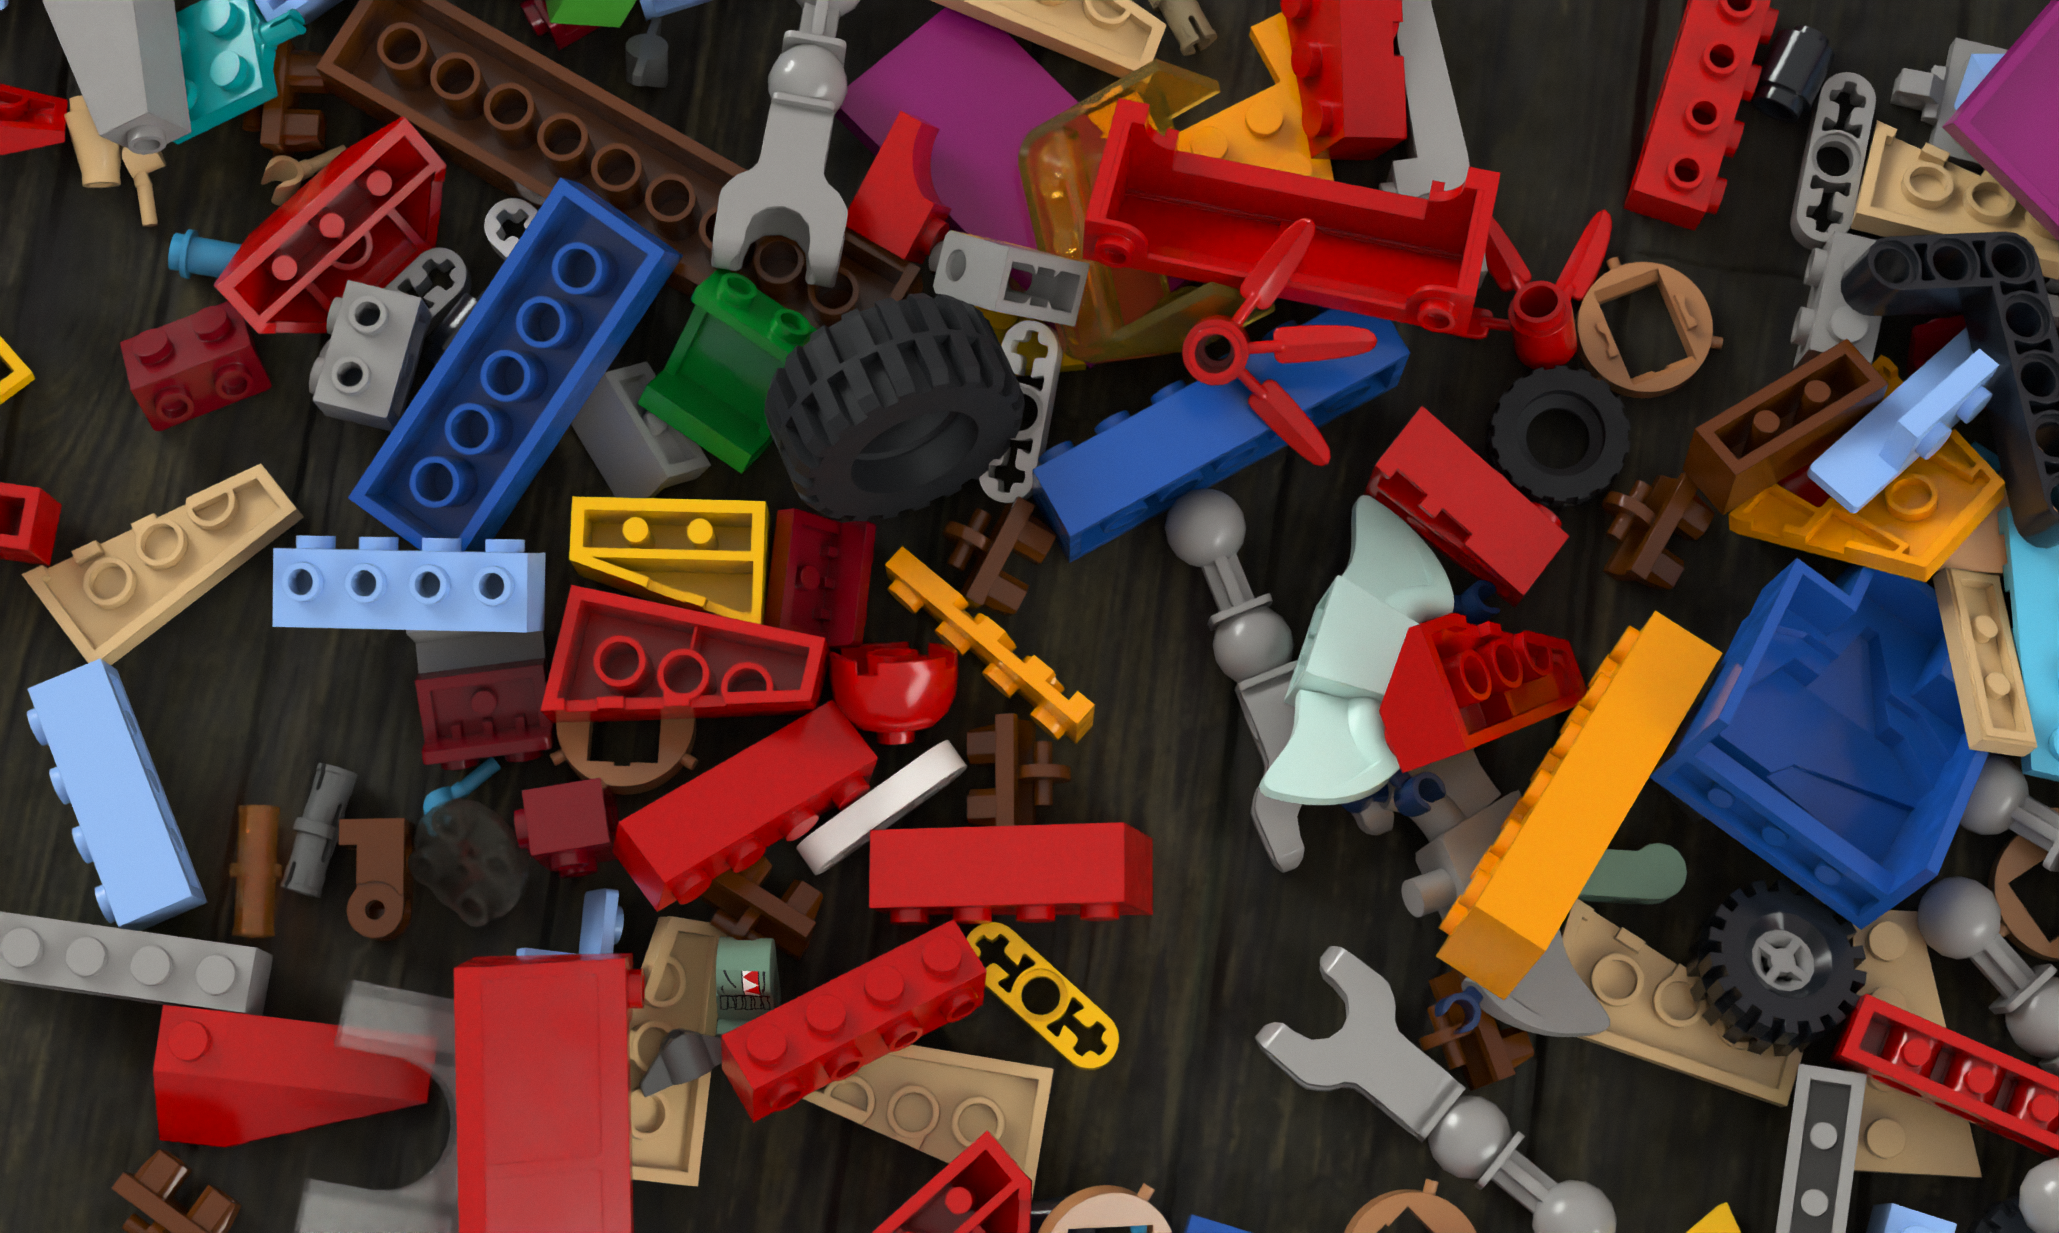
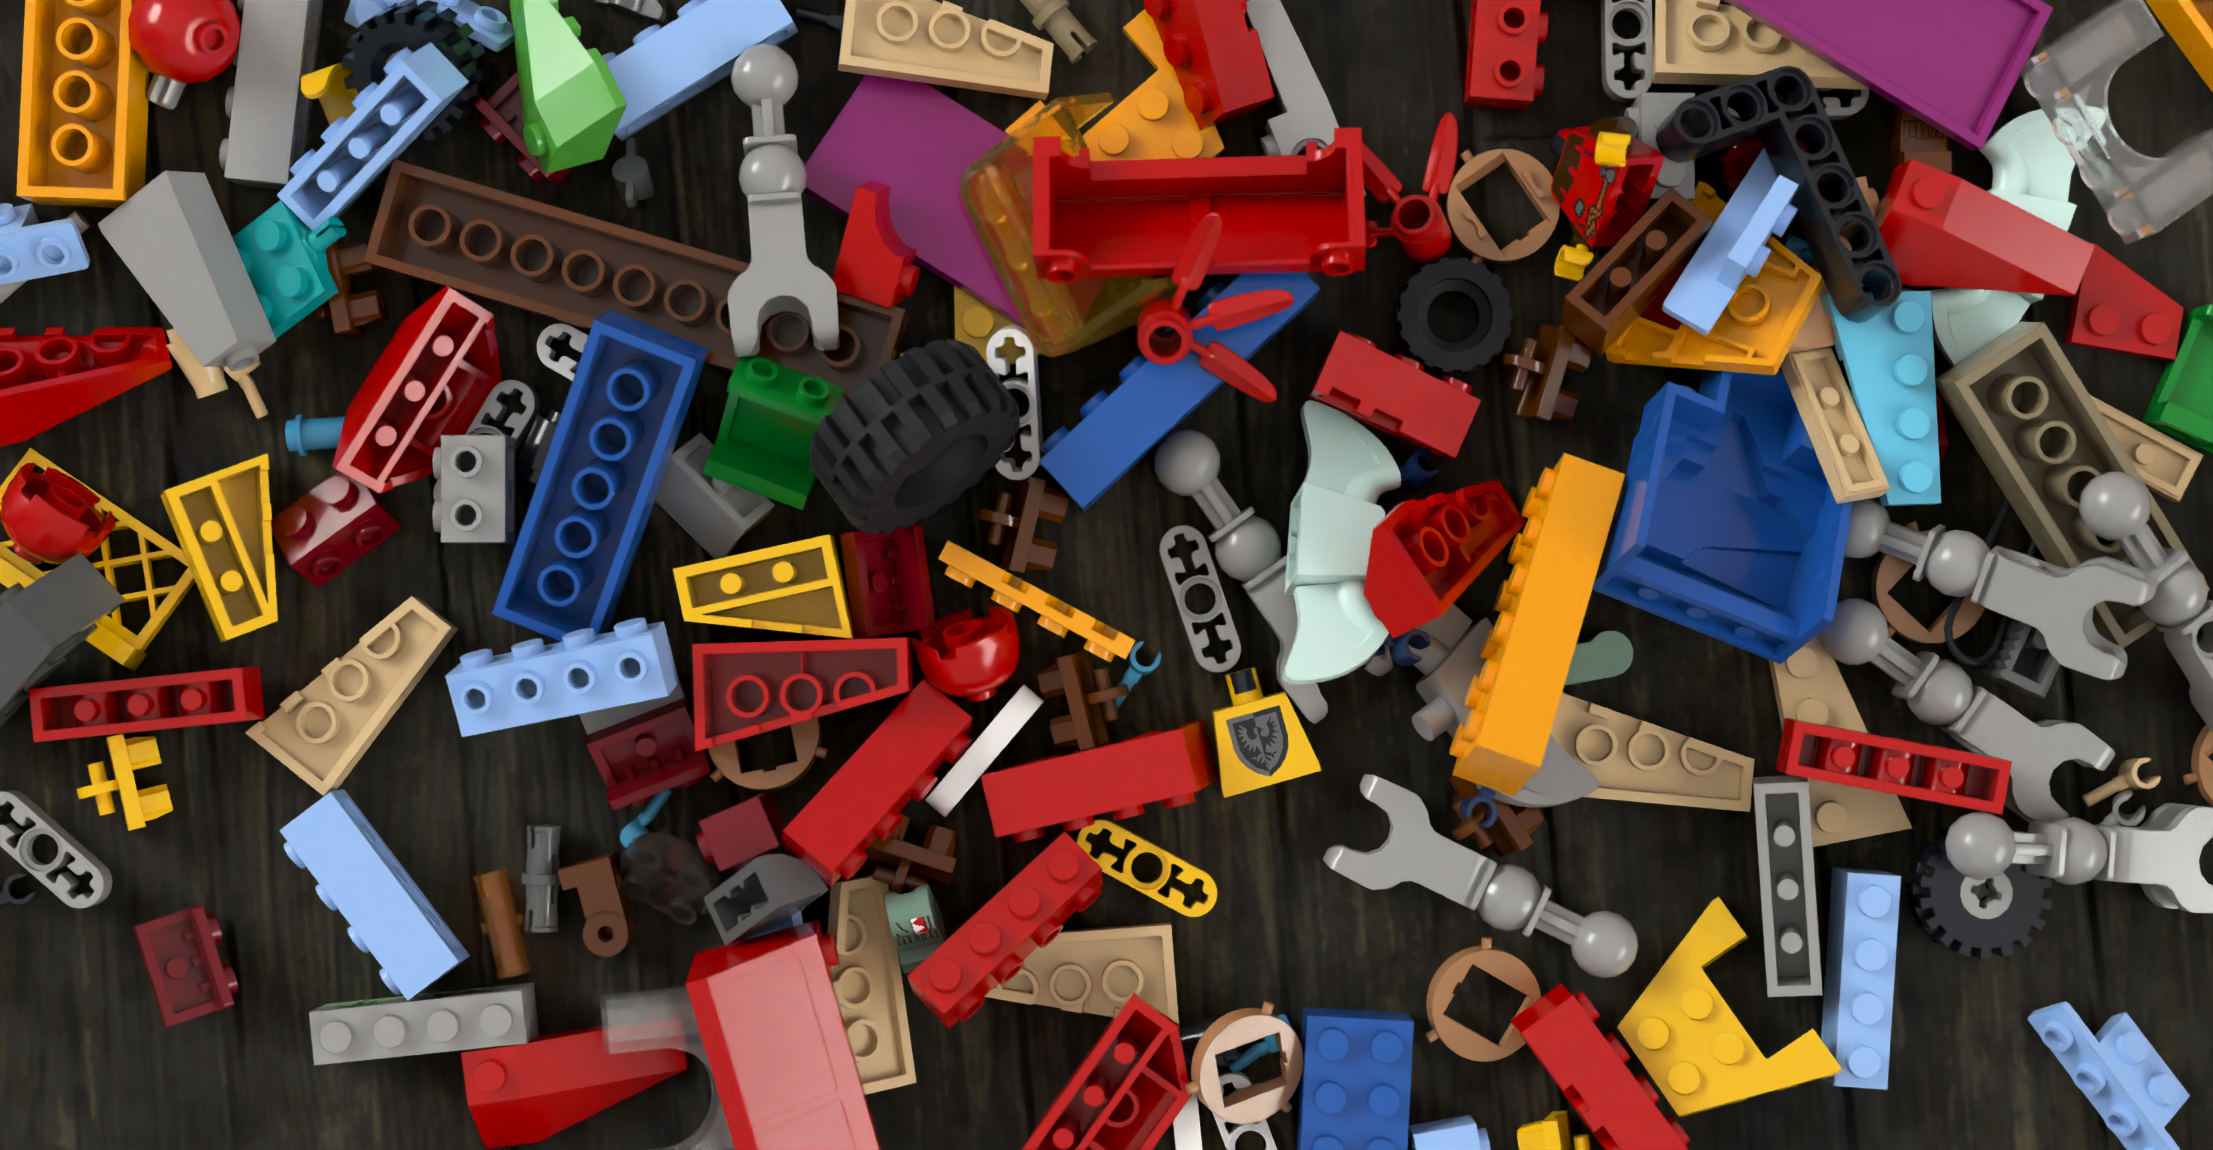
camera: 15 degrees left, 10 degrees up
(67, 350) = (228, 544): none -> yellow wedge
(292, 172) = (370, 343): tan hand -> none
(574, 902) = (762, 896): none -> dark grey brick
(680, 1059) = (880, 992): dark grey piece -> none
(979, 271) = (954, 310): light grey torso -> none
(1087, 758) = (1135, 670): none -> dark azure hand
(1161, 648) = (1224, 632): none -> light grey beam
(1213, 872) = (1258, 738): none -> torso
(1765, 322) = (1601, 187): none -> torso
(1808, 959) = (1744, 703): black wheel -> none

